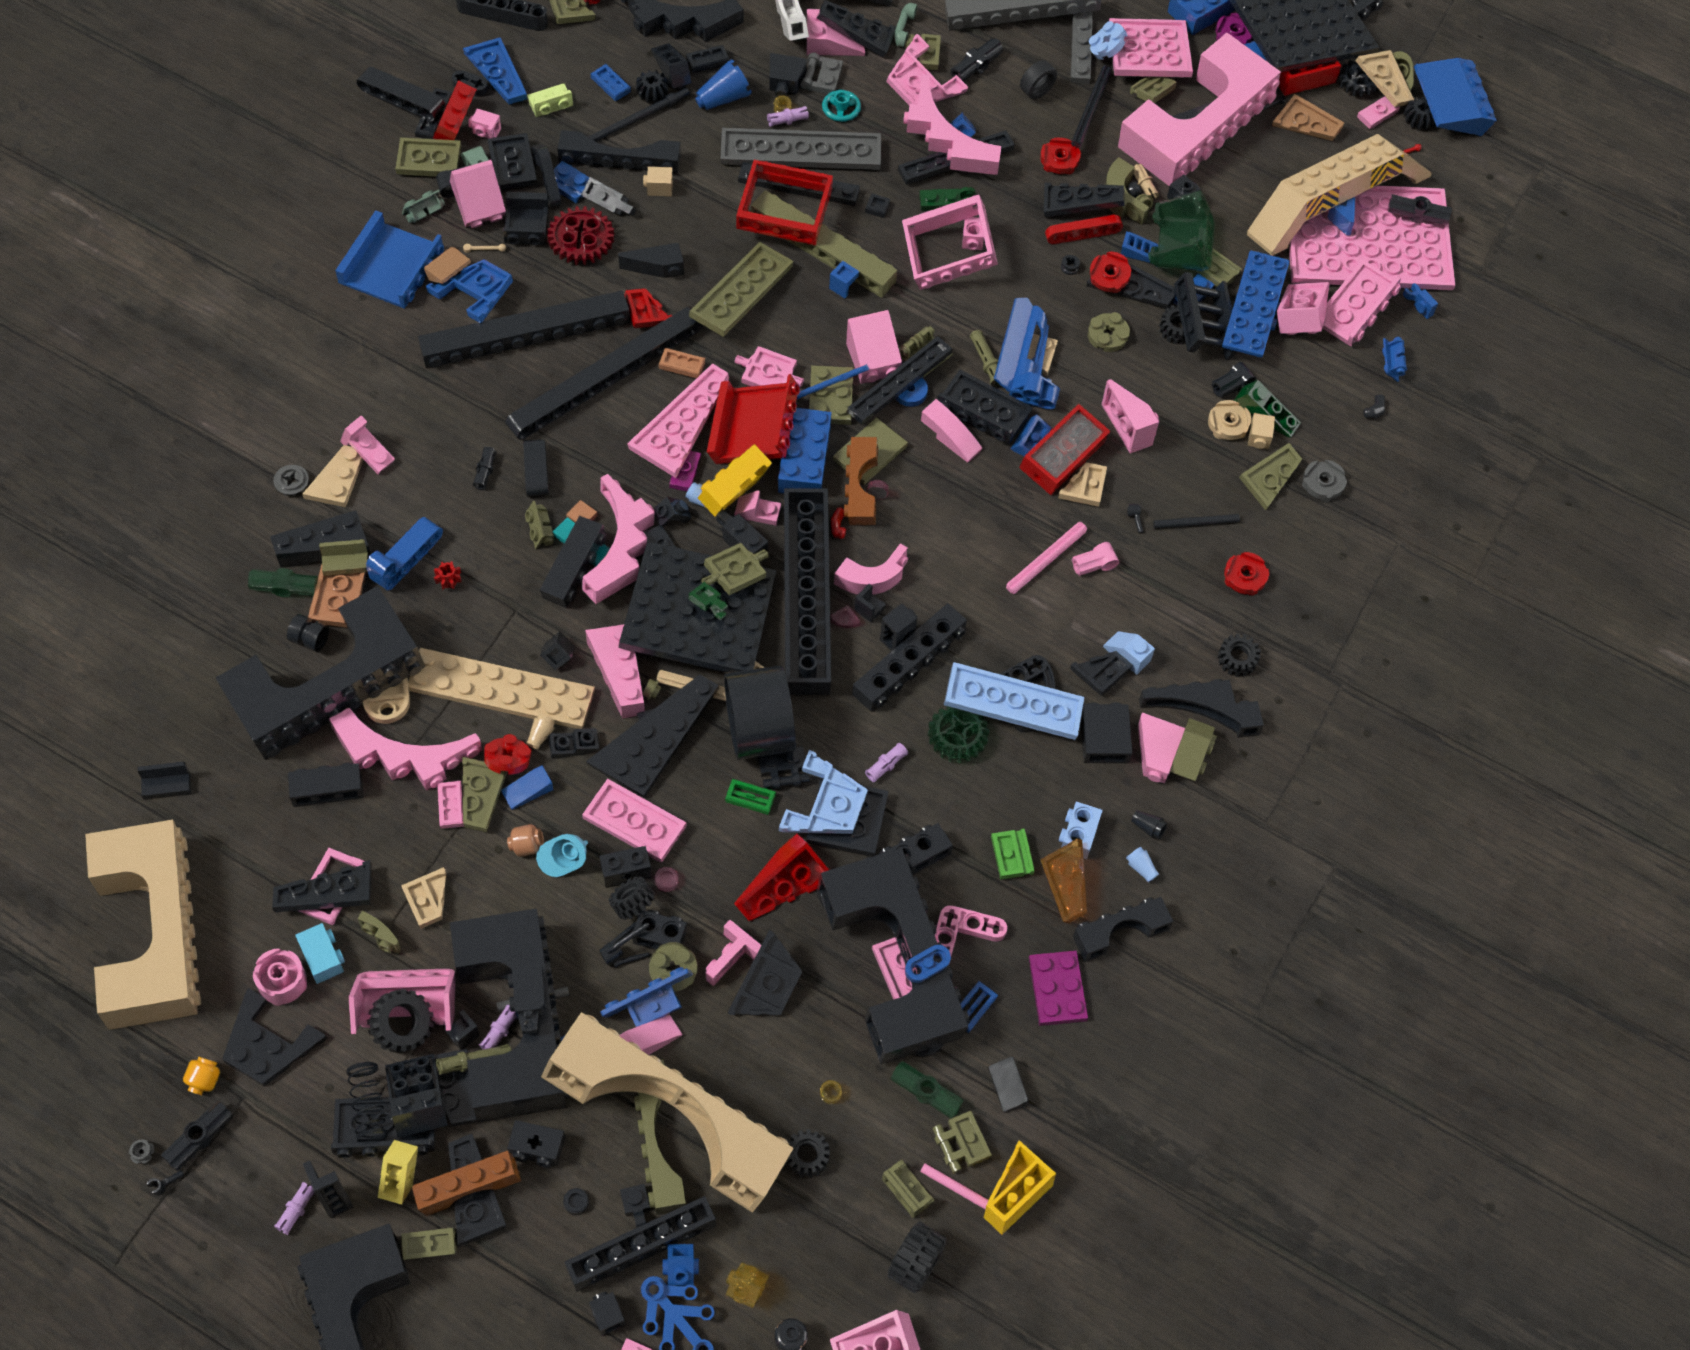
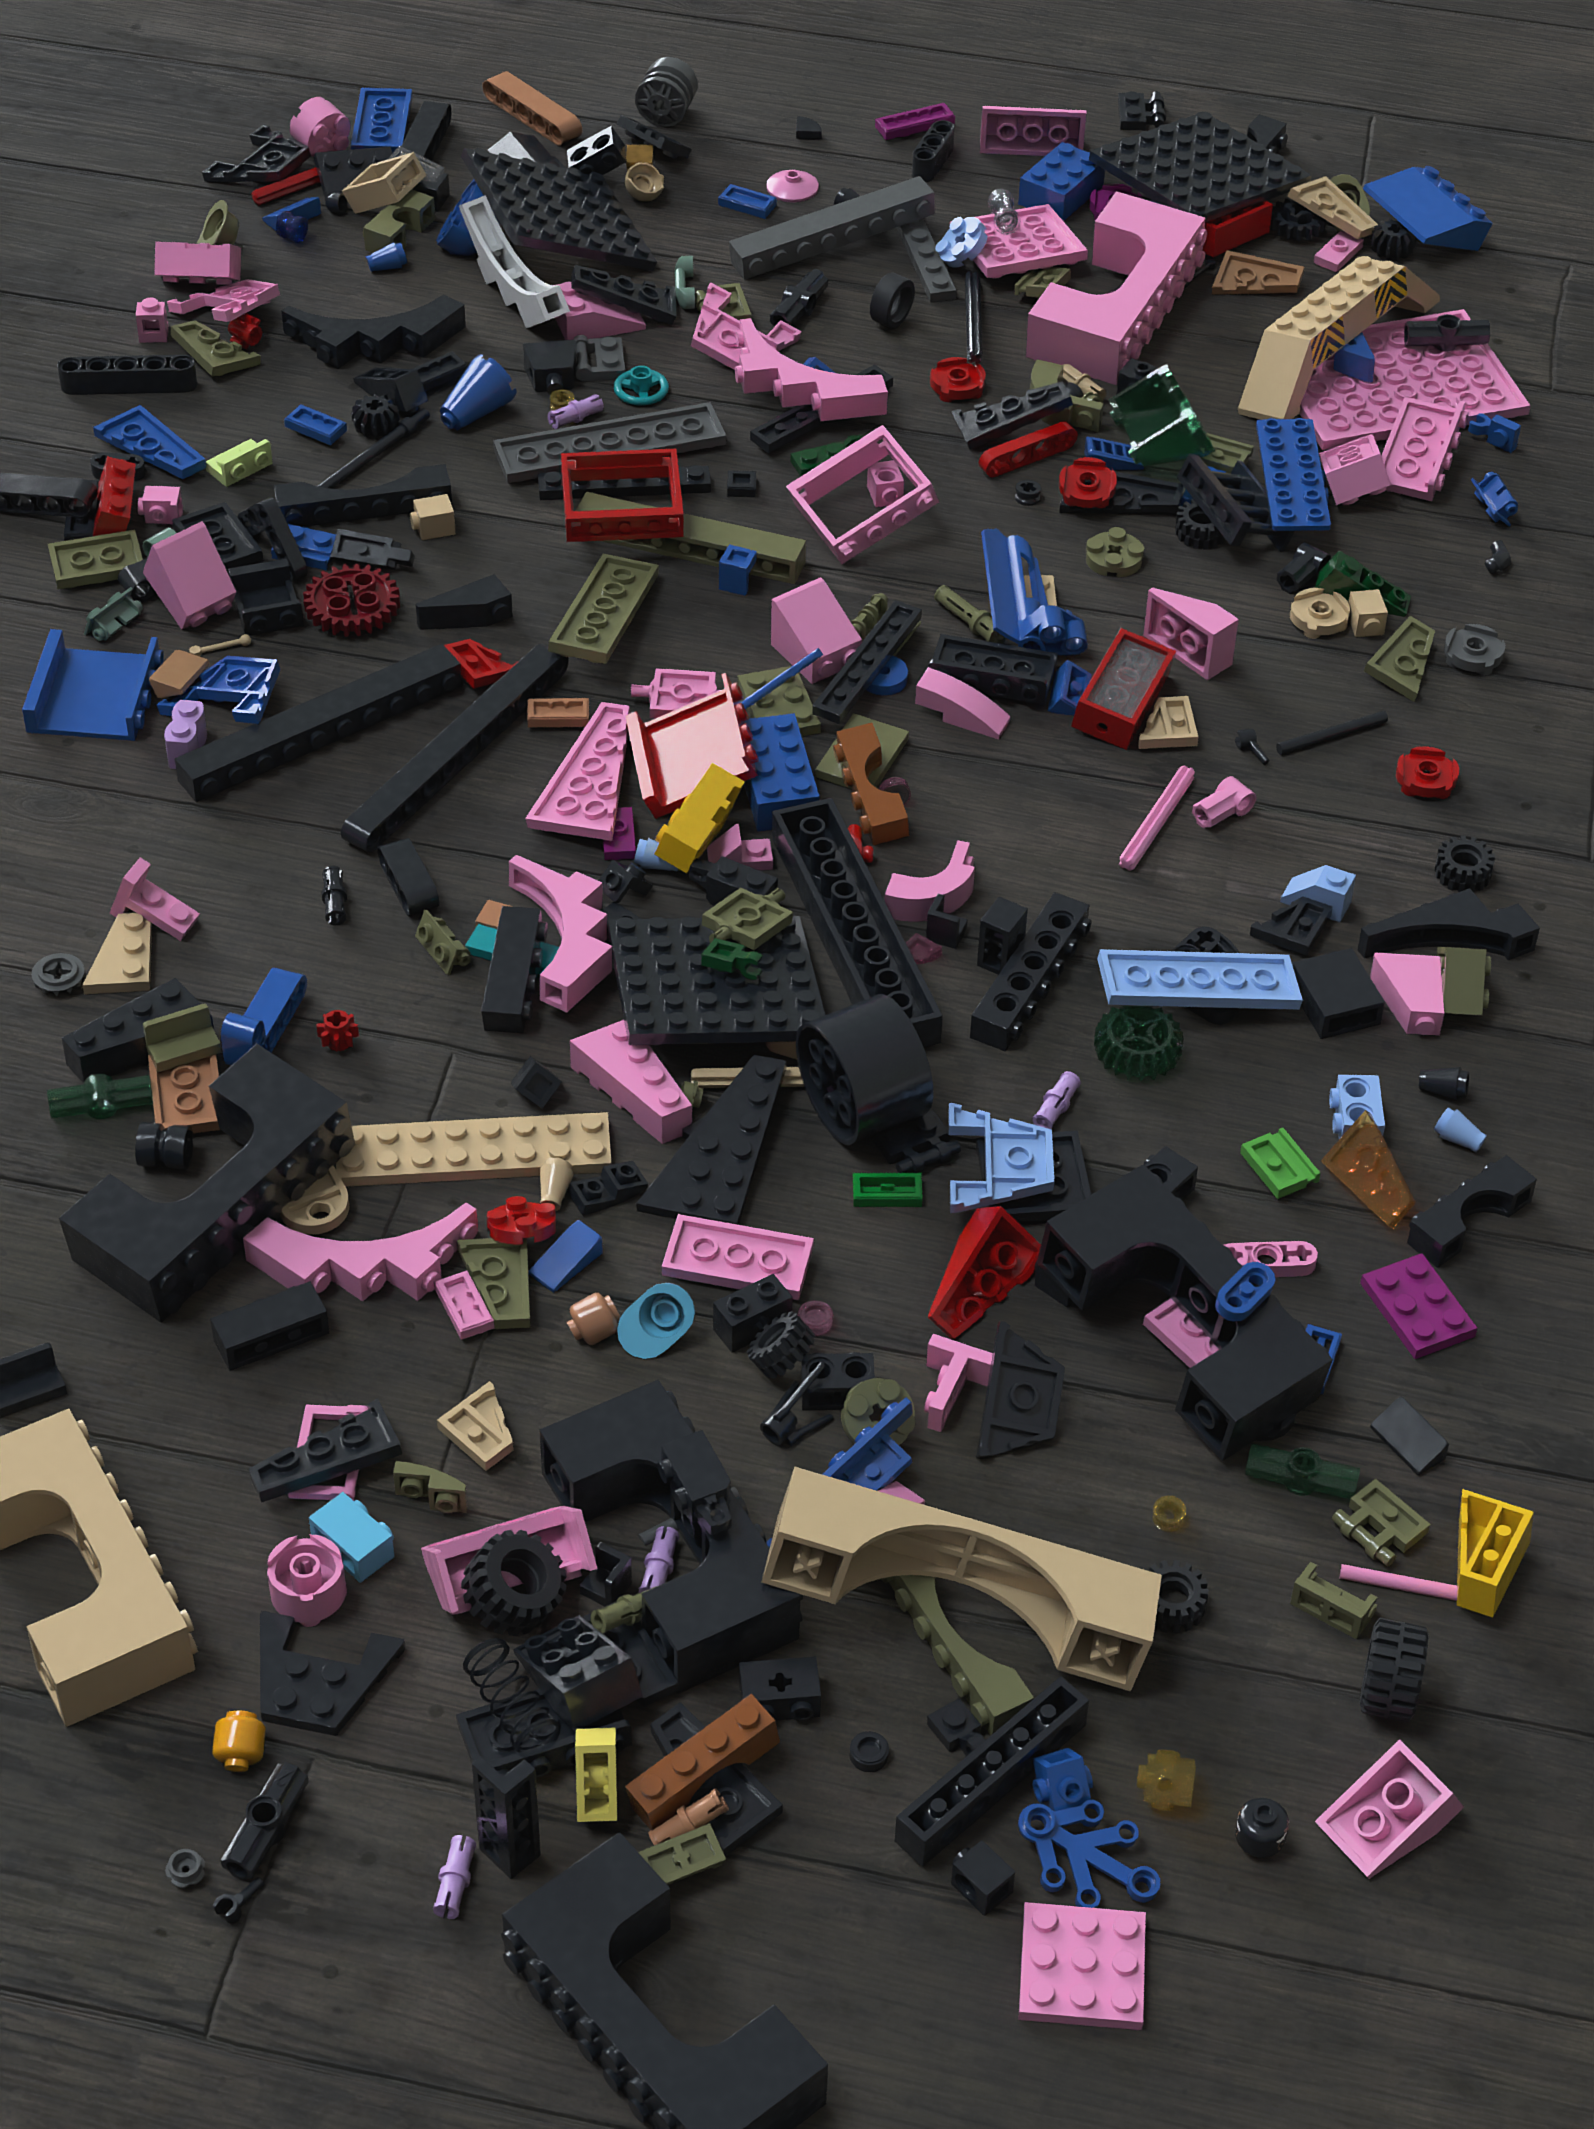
camera: 15 degrees left, 15 degrees down
(435, 314) = (186, 730): none -> lavender brick
(444, 1218) = (690, 1817): none -> nougat pin
(1148, 15) = (1006, 218): none -> clear piece

